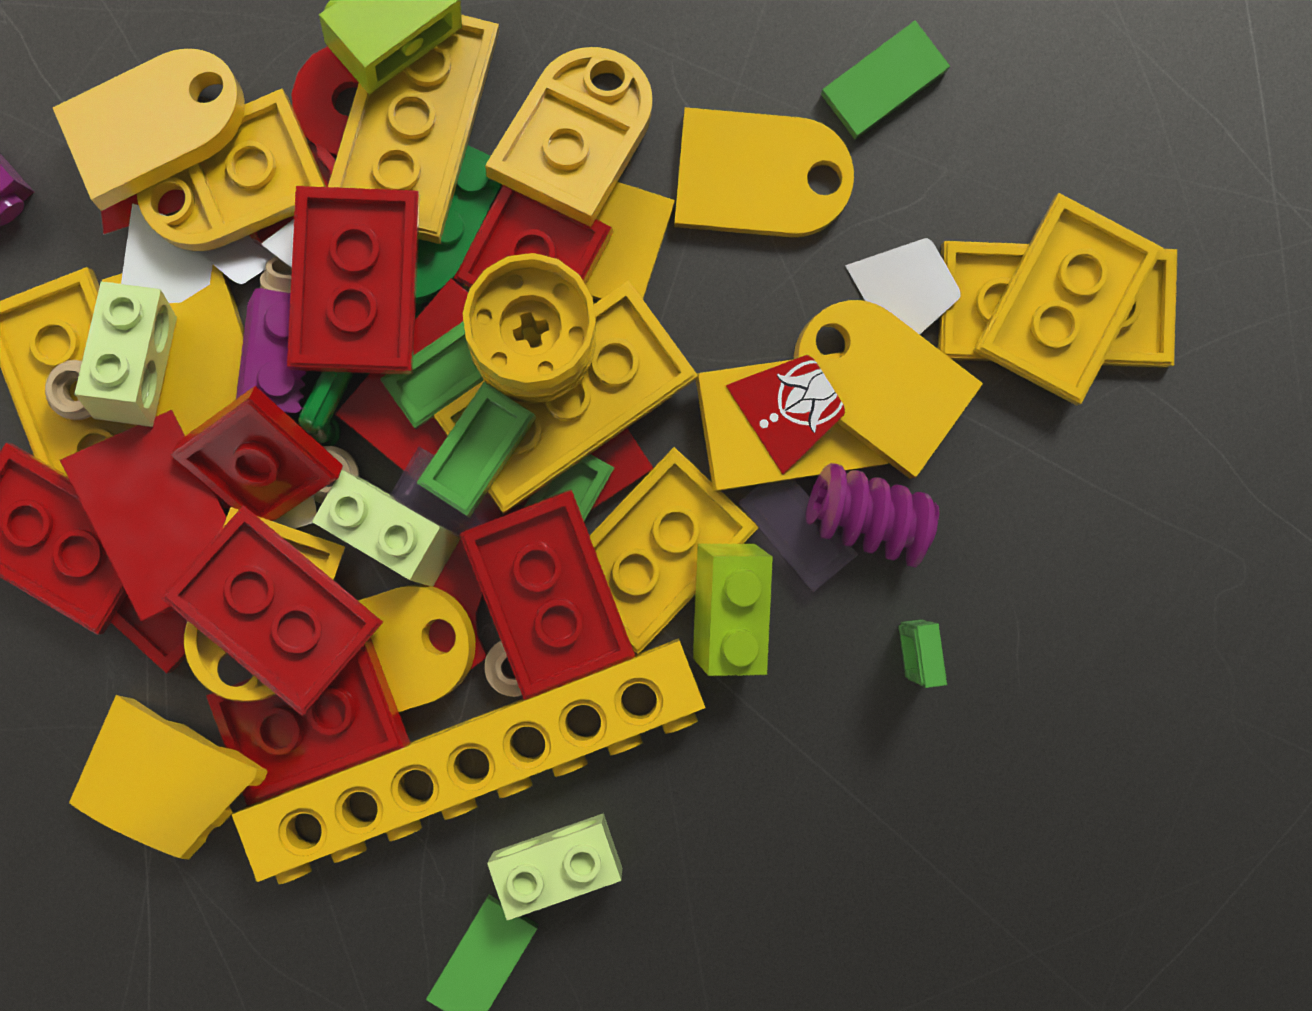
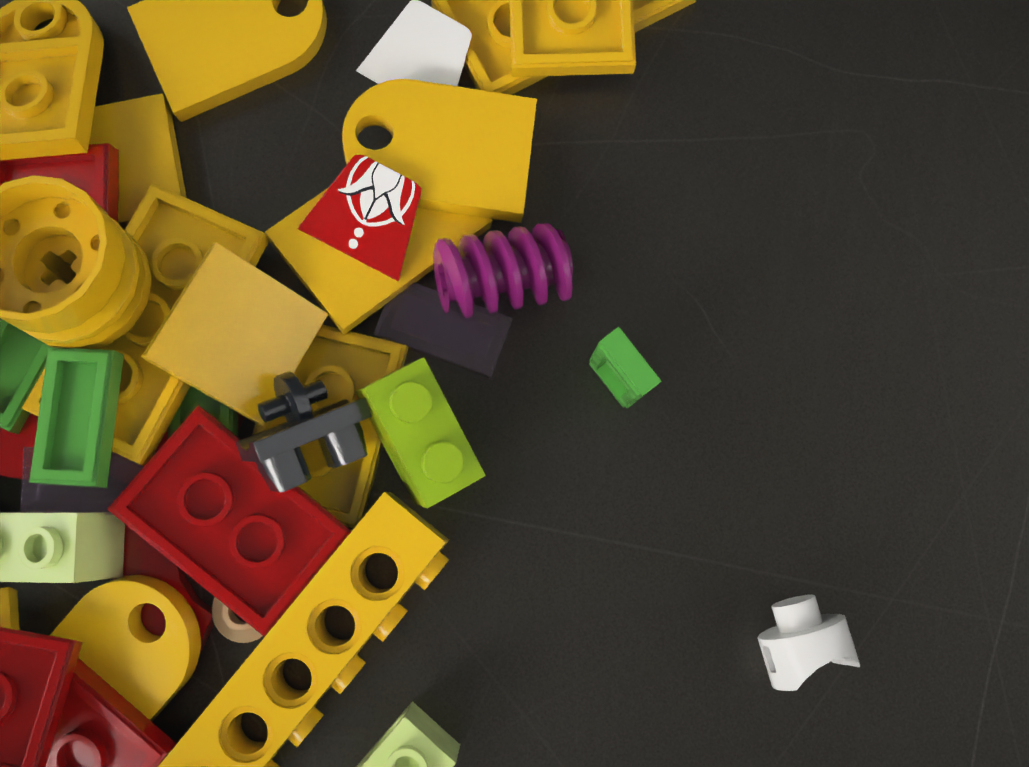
camera: 30 degrees left, 5 degrees down
(632, 450) = (234, 332): none -> yellow tile
(648, 554) = (278, 448): none -> black hips
(941, 944) = (804, 642): none -> white piece

